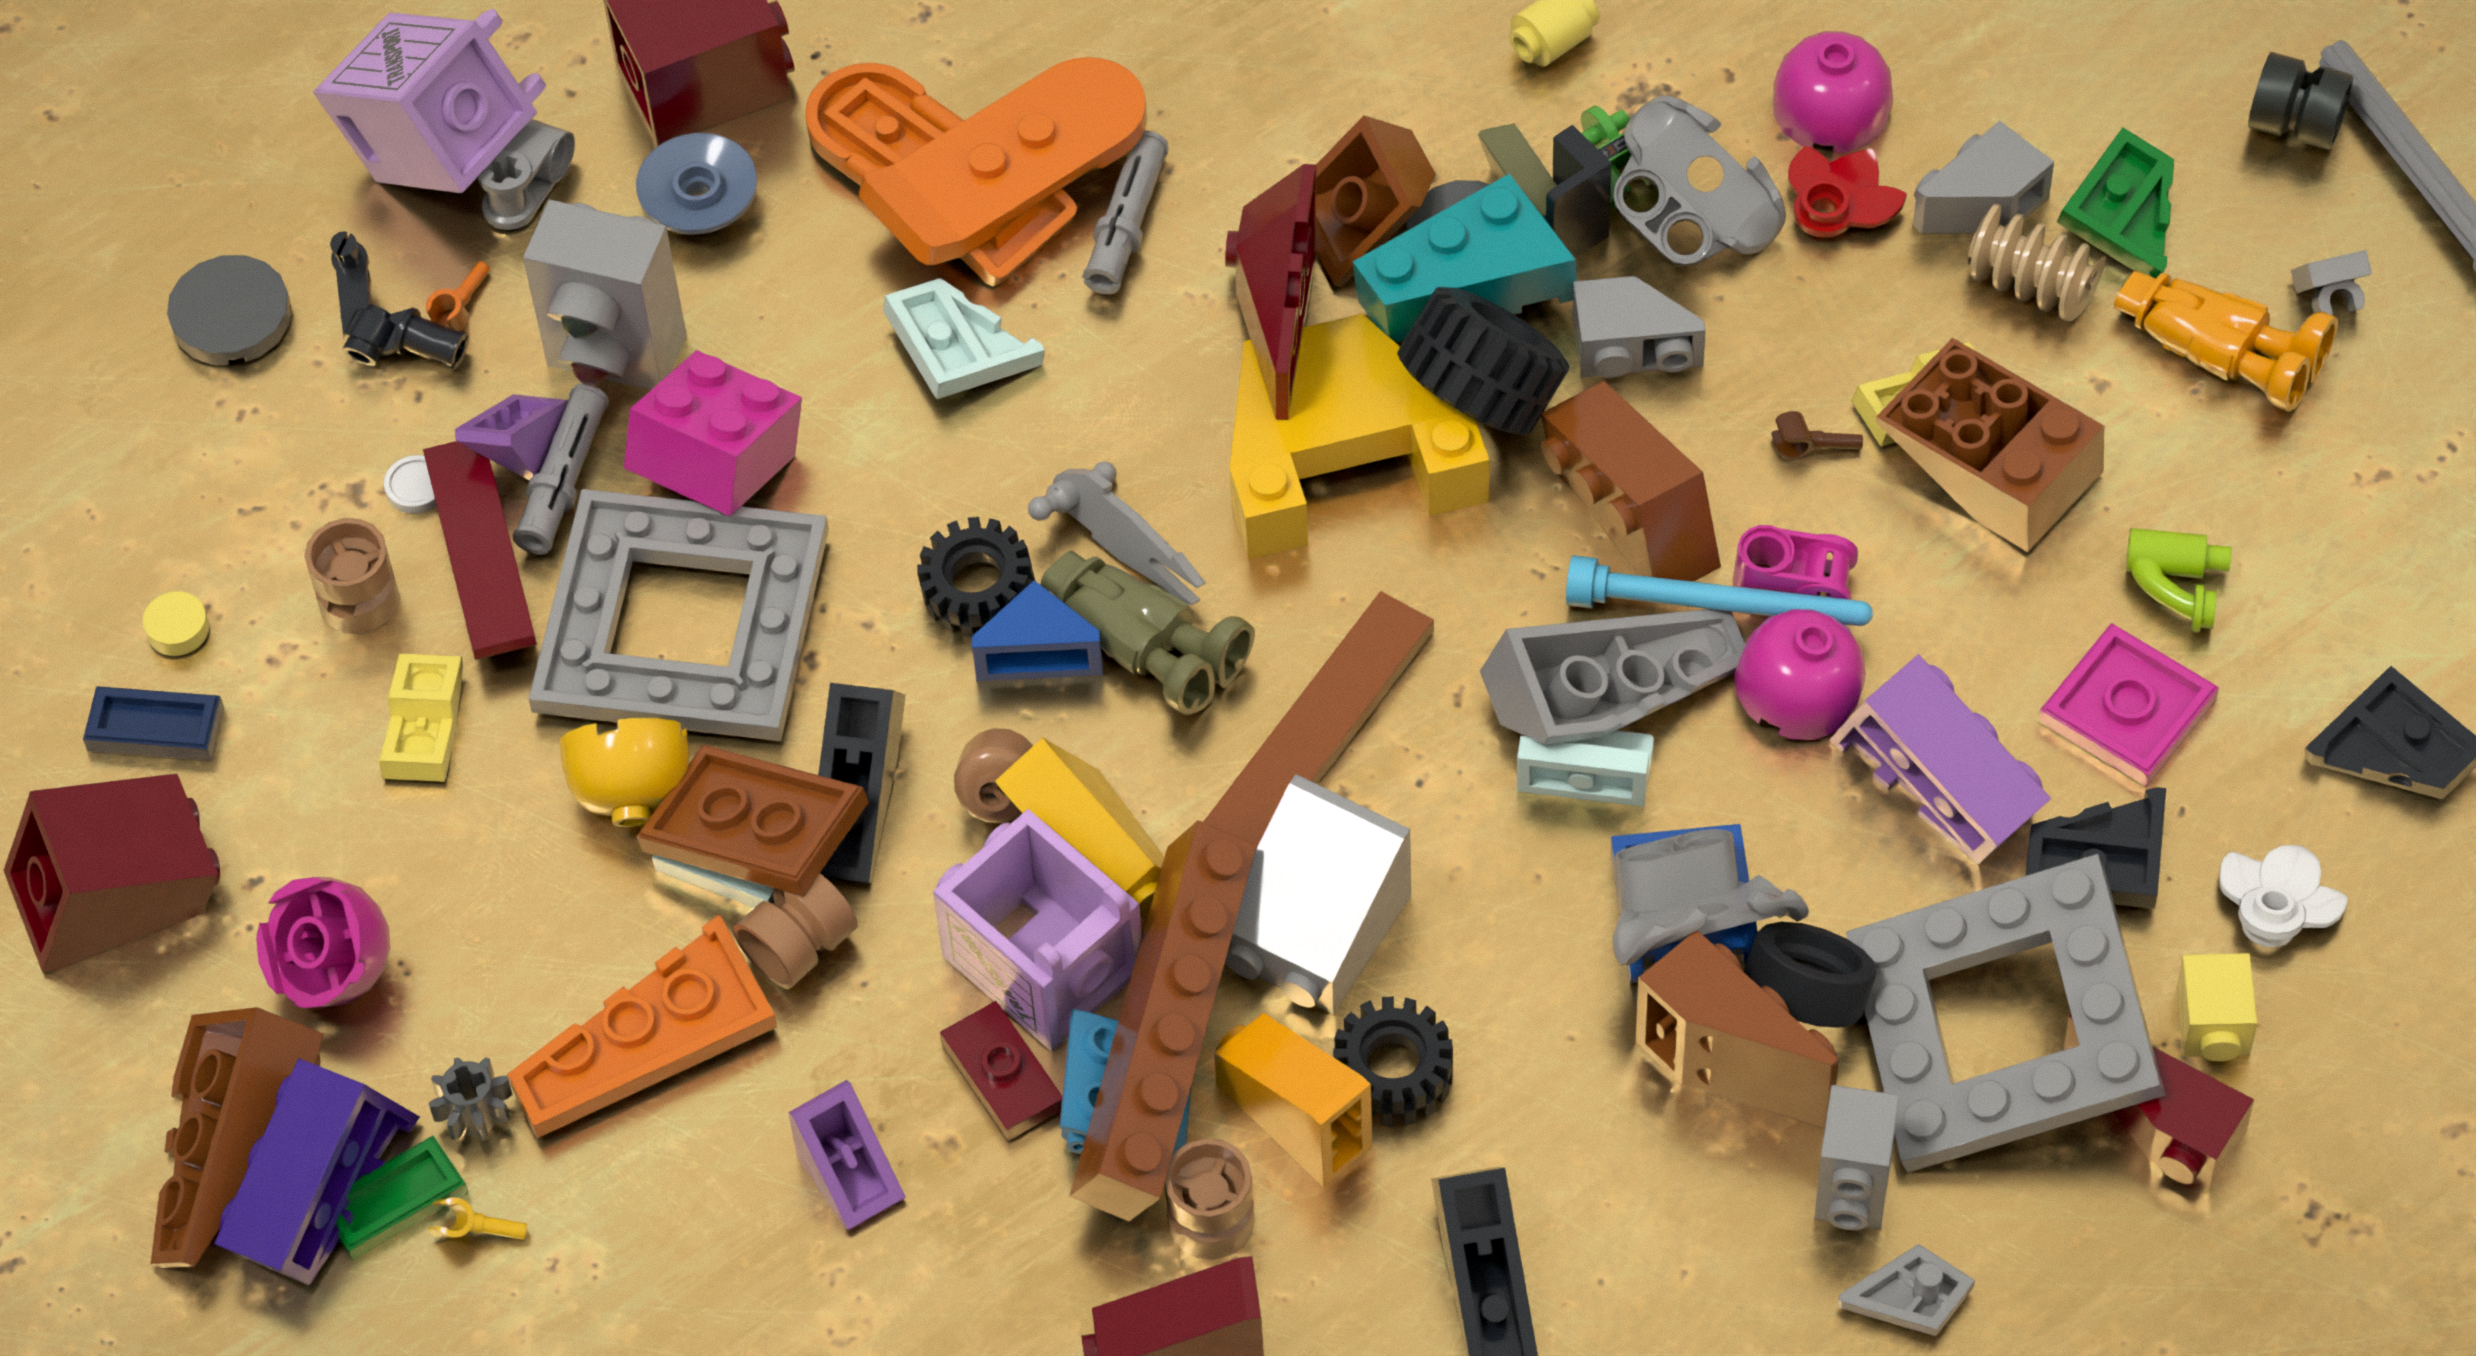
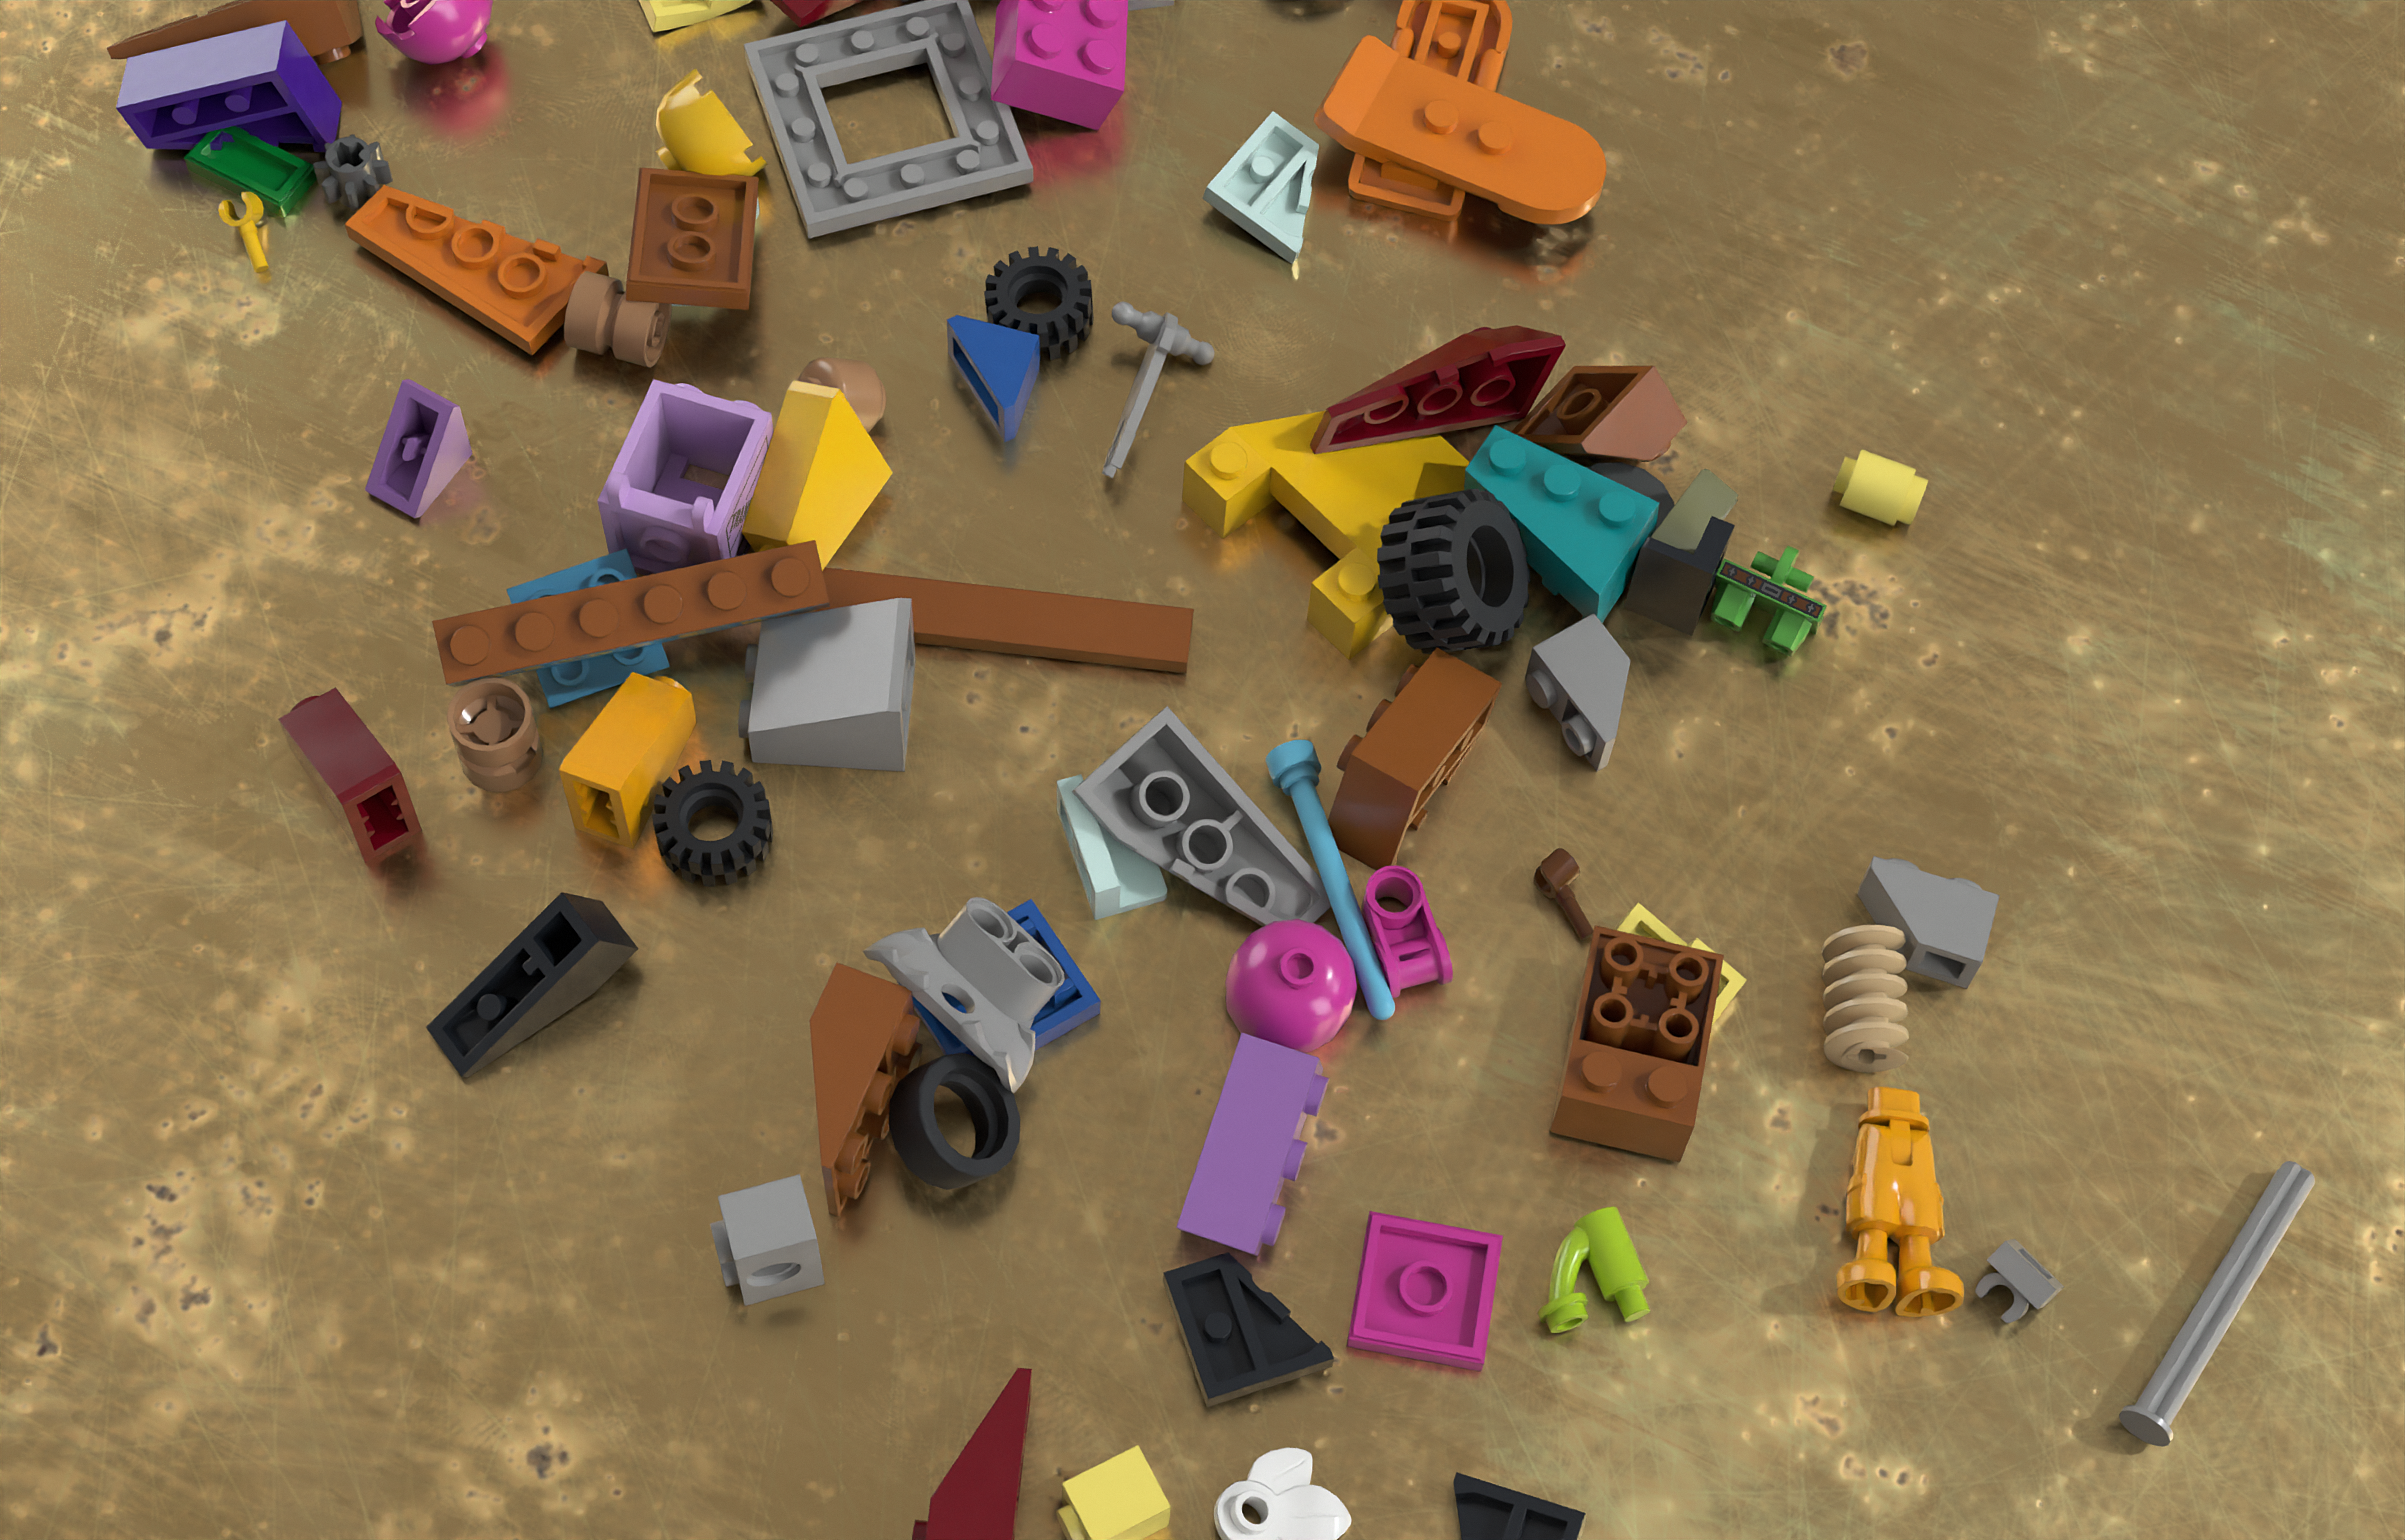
camera: 55 degrees right, 5 degrees up
(861, 750) = (795, 298): black slope -> none
(1002, 1070) = (563, 533): dark red plate -> none
(1119, 230) = (1460, 253): light grey pin -> none
(1145, 622) = (1053, 438): olive piece -> none
(1737, 215) = (1761, 721): light grey piece -> none
(1833, 92) = (1958, 749): dark pink cylinder -> none
(1843, 188) = (1861, 802): red plate -> none
(1911, 1292) = (678, 1357): light grey piece -> none
(2101, 1075) = (982, 1425): light grey plate -> none
(2125, 204) = (1992, 1054): green wing -> none
(2300, 100) = (2211, 1172): pearl dark grey wheel -> none

